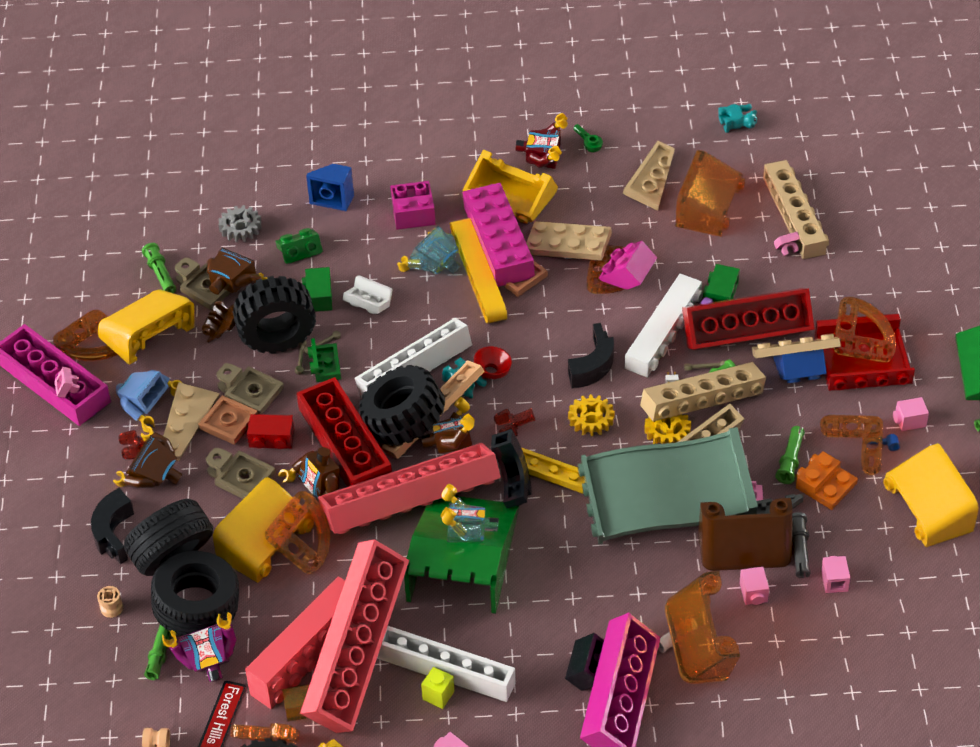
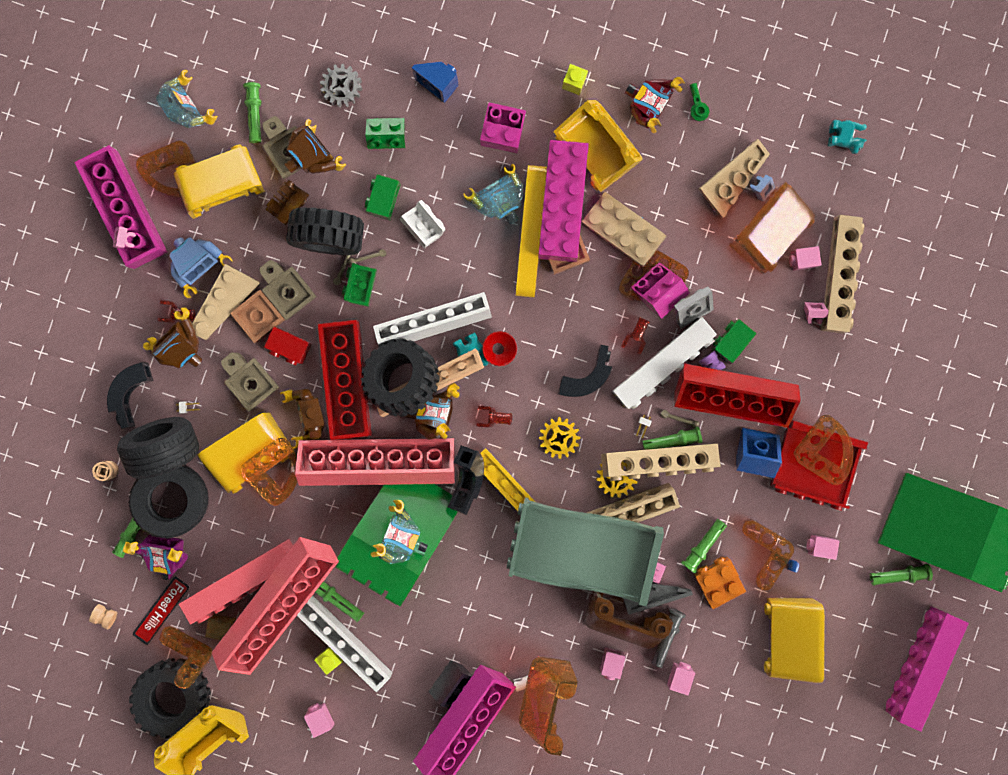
camera: 15 degrees right, 40 degrees up
(86, 282) = (179, 106): none -> clear light blue torso
(438, 636) = (356, 614): none -> bright green pin
(463, 153) = (574, 79): none -> neon yellow brick
(625, 311) = (637, 334): none -> clear red piece
(666, 267) = (694, 307): none -> light grey plate
(680, 171) = (764, 187): none -> light blue tile
(753, 208) = (805, 258): none -> bright pink brick
(789, 347) = (755, 444): tan wing -> none

